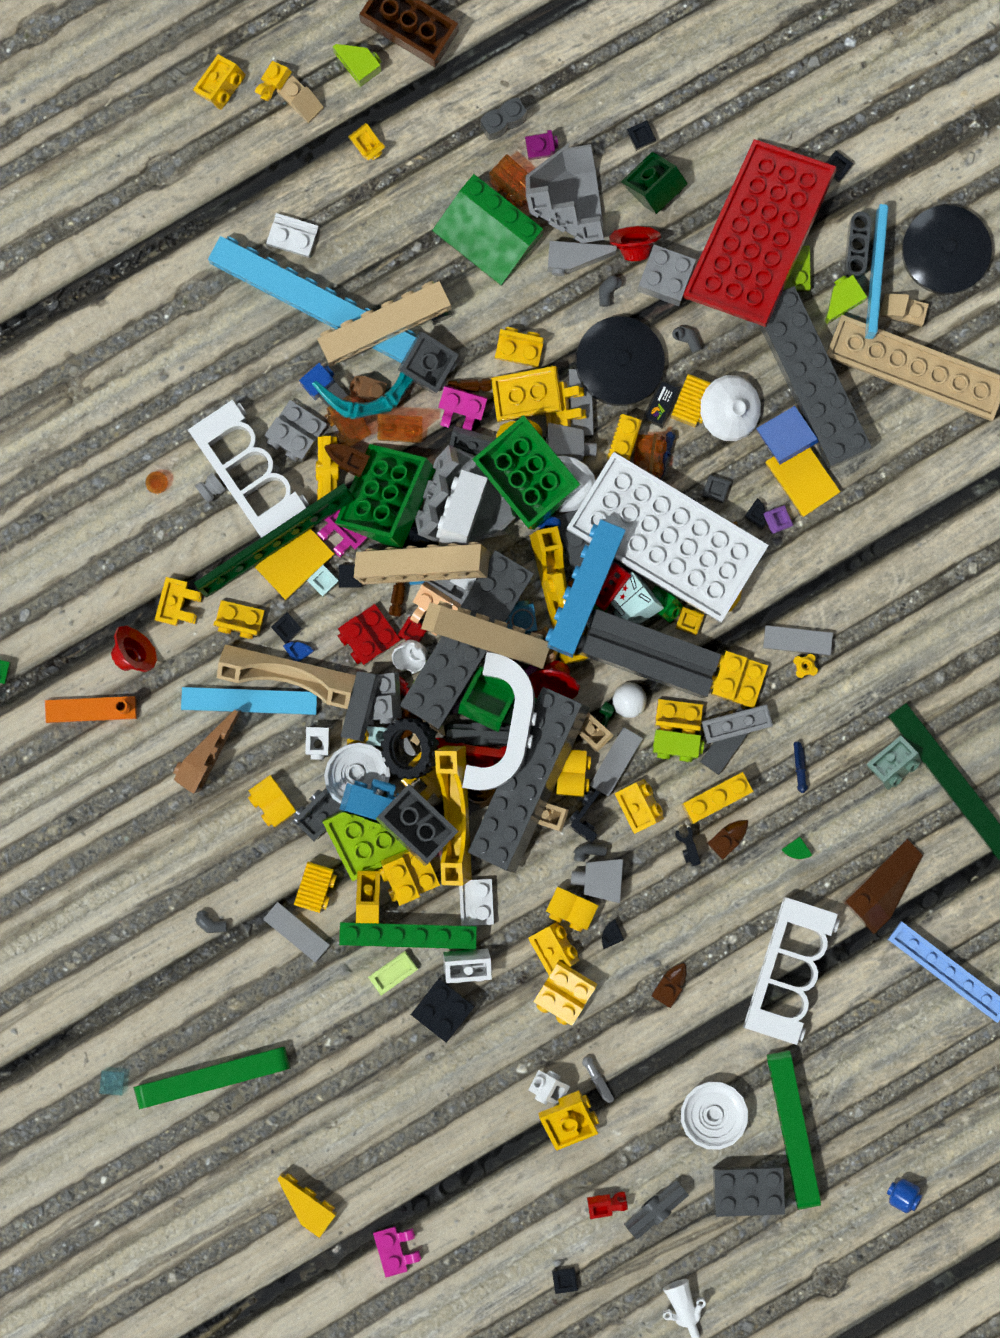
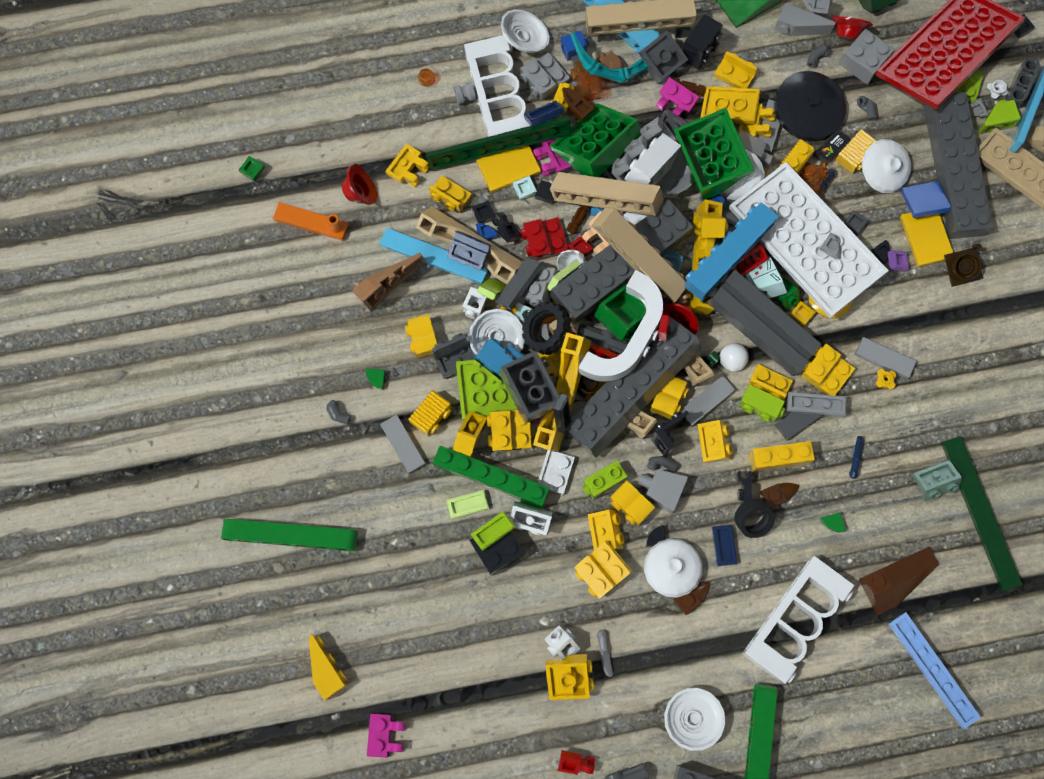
camera: 20 degrees right, 10 degrees down
(112, 1082) = (208, 511): clear light blue tile -> none
(237, 867) = (376, 377): none -> green tile
(253, 385) = (524, 31): none -> white hat
(288, 685) = (469, 250): none -> plate
(314, 488) = (544, 113): none -> dark blue tile
(322, 640) = (507, 229): none -> black plate
(330, 720) = (491, 288): none -> lime tile
(400, 428) = (624, 96): clear orange bracket -> none
(407, 679) = (564, 273): none -> yellowish green tile
(433, 997) = (493, 531): none -> lime tile
(462, 843) = (562, 413): none -> black tile
(467, 328) = (702, 41): none -> black brick
(532, 894) = (604, 480): none -> lime brick
(540, 707) = (664, 327): none -> red tile
(551, 565) = (709, 225): none -> yellow brick
(639, 962) = (673, 568): none -> white hat
(687, 917) = (724, 545): none -> dark blue tile
(695, 539) = (831, 246): none -> light grey tile
(717, 887) = (762, 526): none -> black tyre
(814, 295) = (977, 108): none -> light grey tile
(837, 260) = (1000, 85): none -> white plate
(854, 499) = (964, 266): none -> dark brown hat

